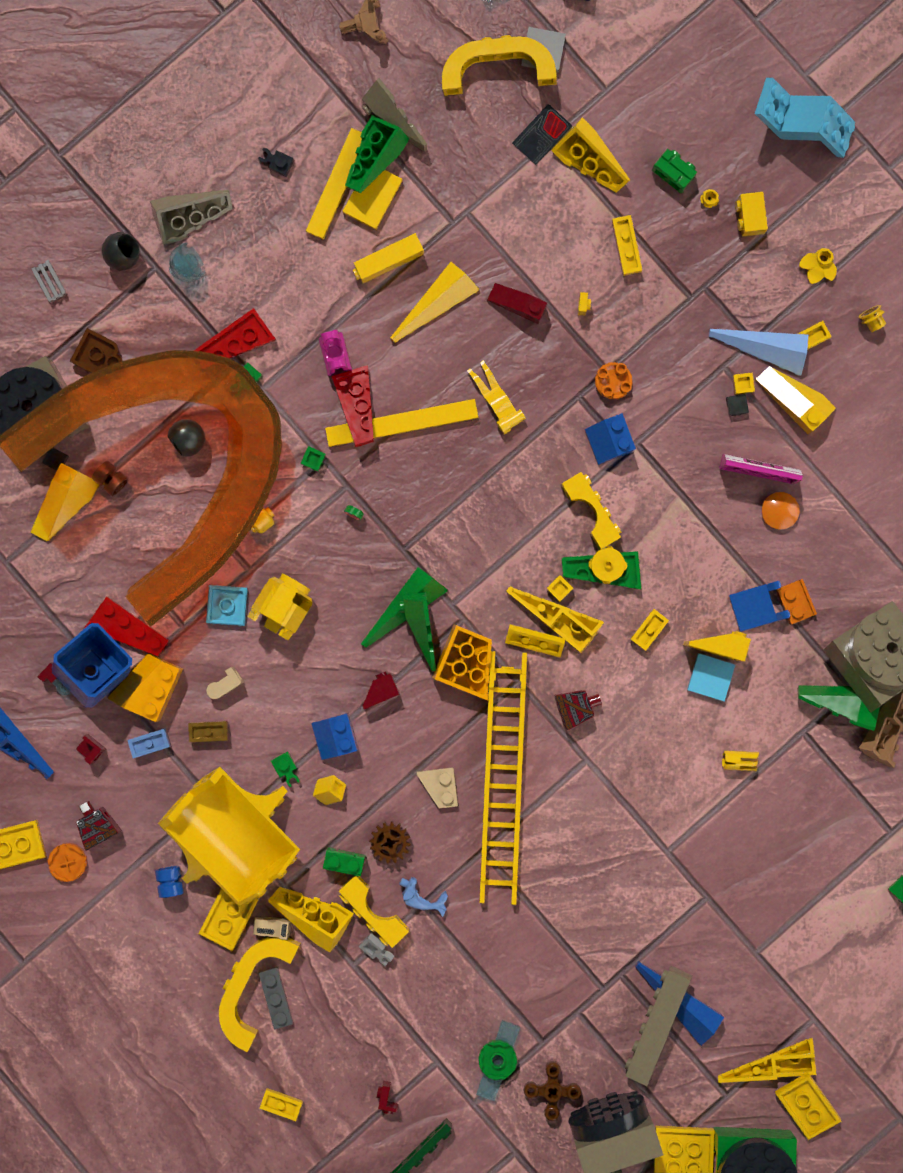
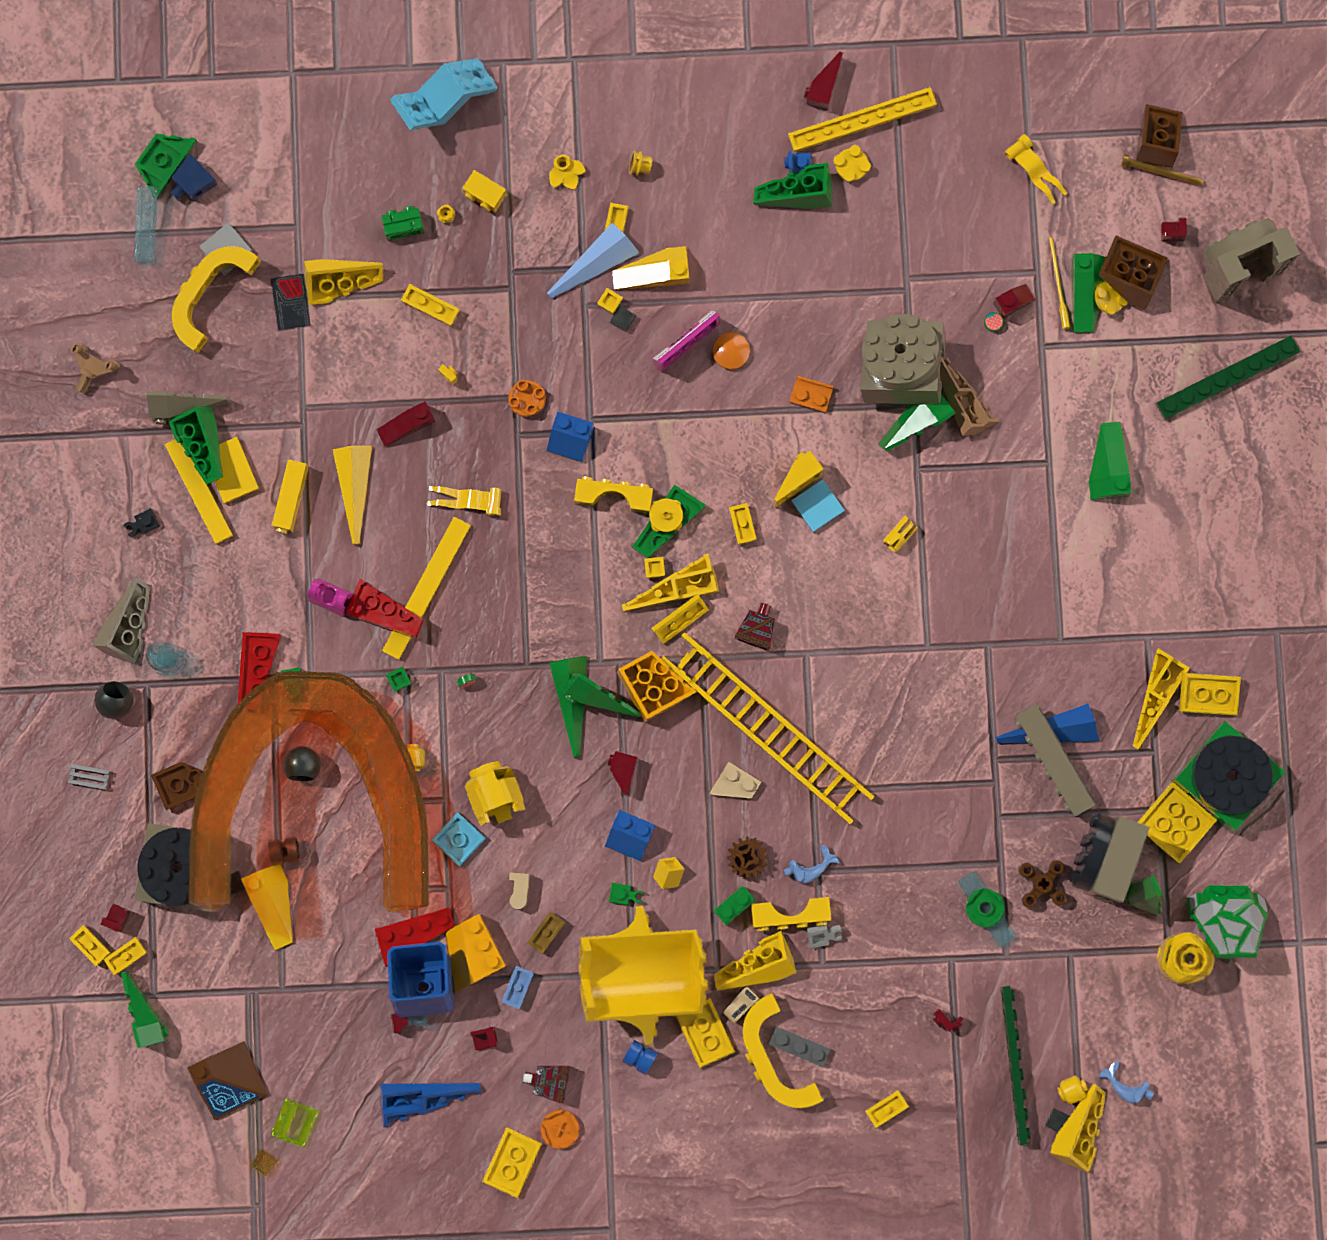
camera: 50 degrees left, 5 degrees down
(755, 606) = (789, 428): blue flag -> none

